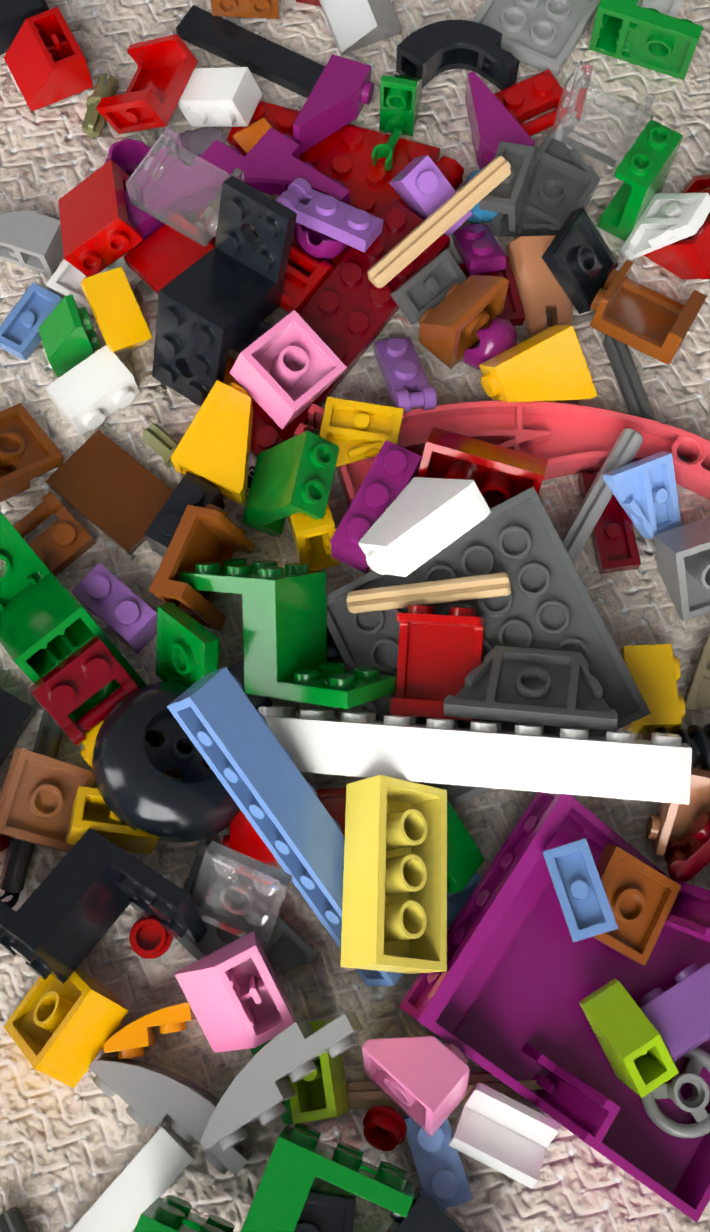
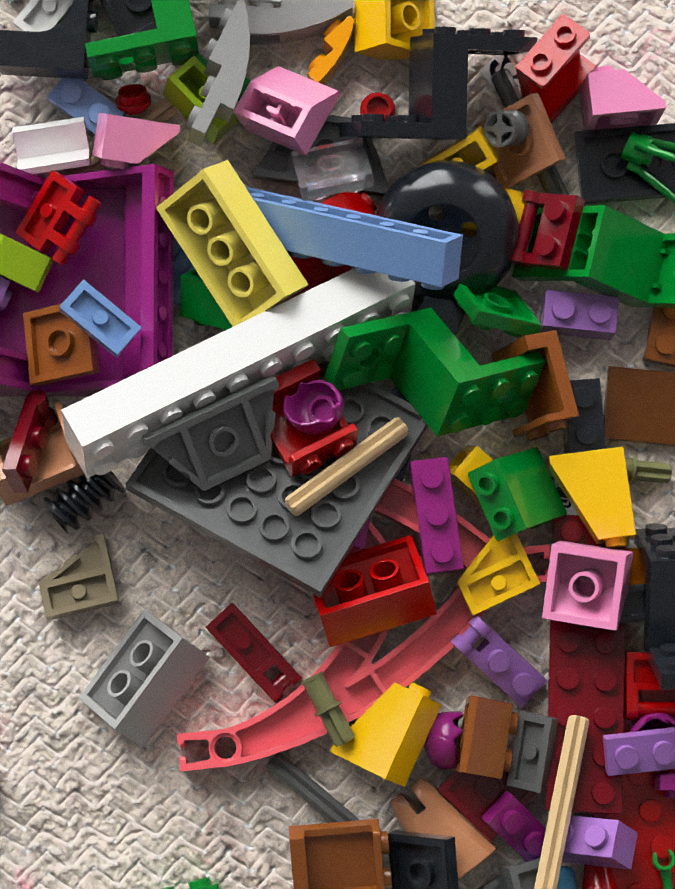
camera: 145 degrees right, 10 degrees up
(55, 816) = (497, 129): none -> dark grey wheel
(422, 523) = (387, 510): white slope -> none
(422, 664) = (314, 407): none -> magenta hair
(555, 1053) = (50, 213): none -> red plate
(580, 420) = (328, 709): none -> olive axle
(599, 493) = (272, 647): light grey axle -> none
(647, 493) = (235, 686): light blue wing -> none
(655, 676) = (139, 530): yellow brick -> none

